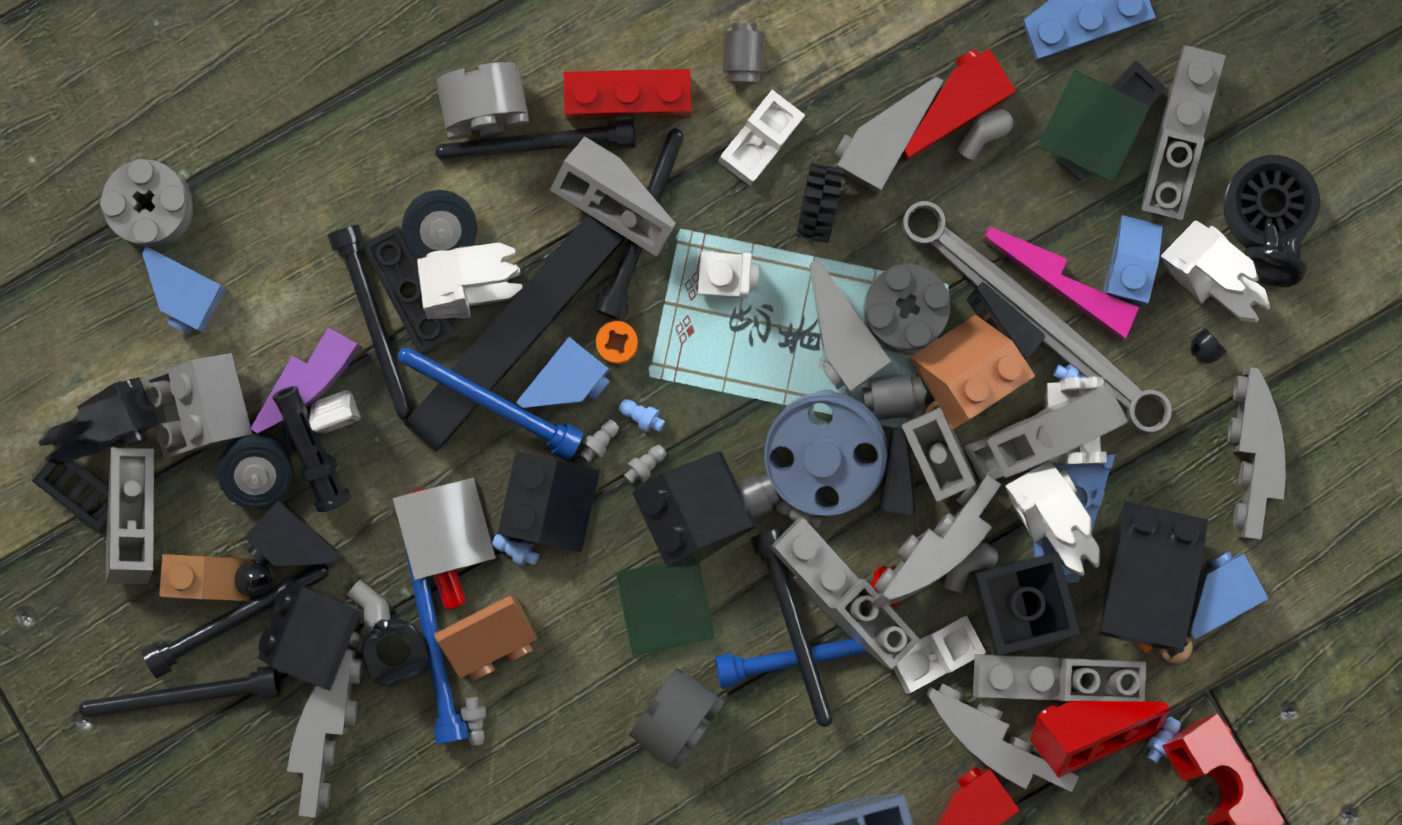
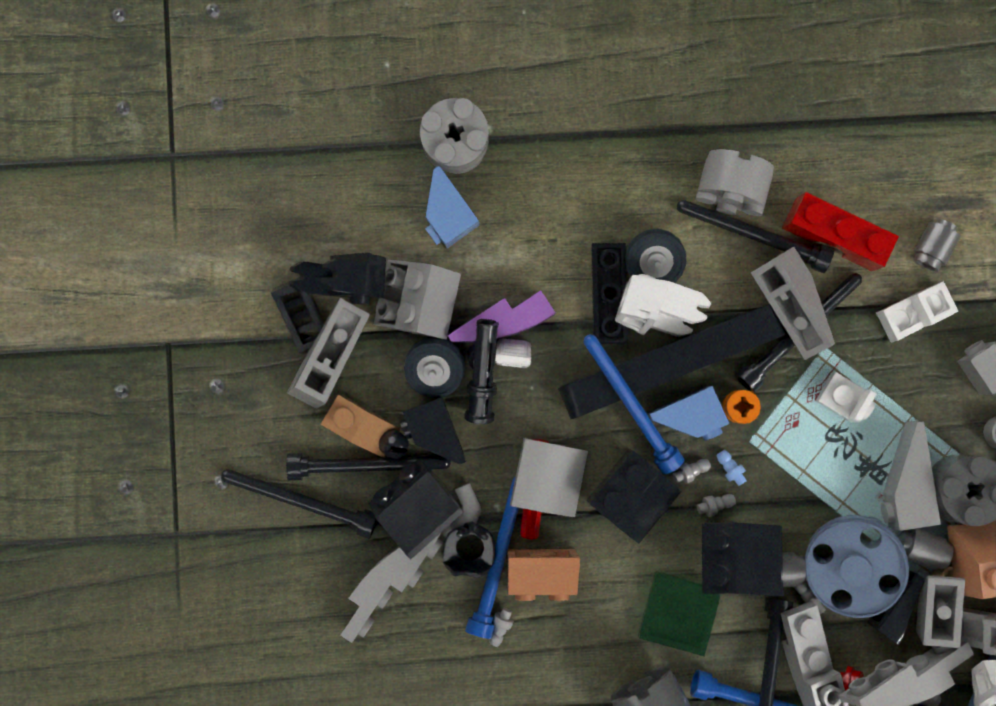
camera: 25 degrees right, 0 degrees up
(348, 245) = (582, 238): black piece -> none
(520, 551) = (594, 521): light blue piece -> none
(820, 202) = (942, 381): black tyre -> none

